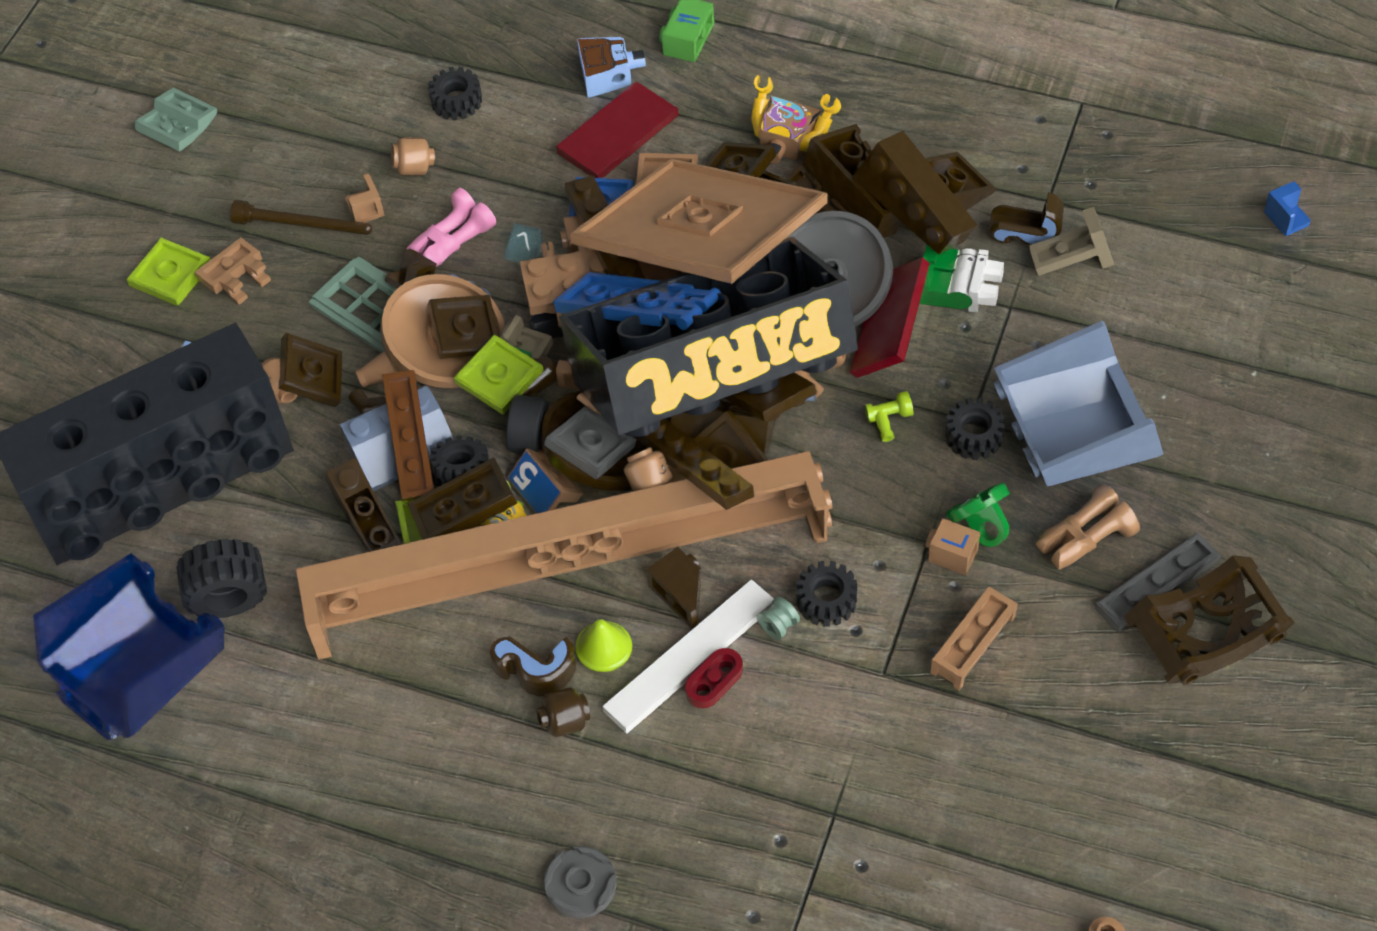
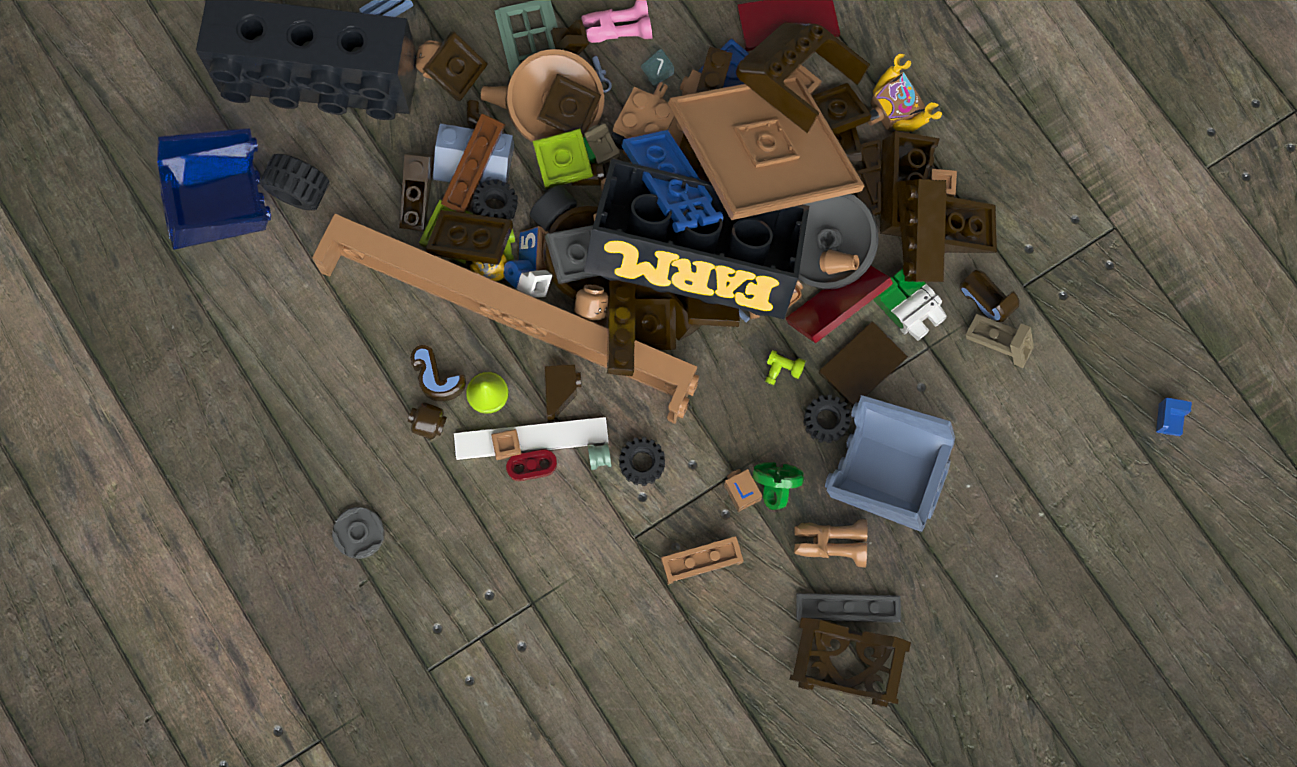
camera: 30 degrees right, 20 degrees up
(570, 492) = (526, 278): none -> leg
(644, 141) = (786, 51): none -> dark brown windscreen
(669, 675) = (506, 444): none -> medium nougat tile
(862, 277) = (836, 262): none -> medium nougat cone
(963, 360) = (863, 364): none -> dark brown tile

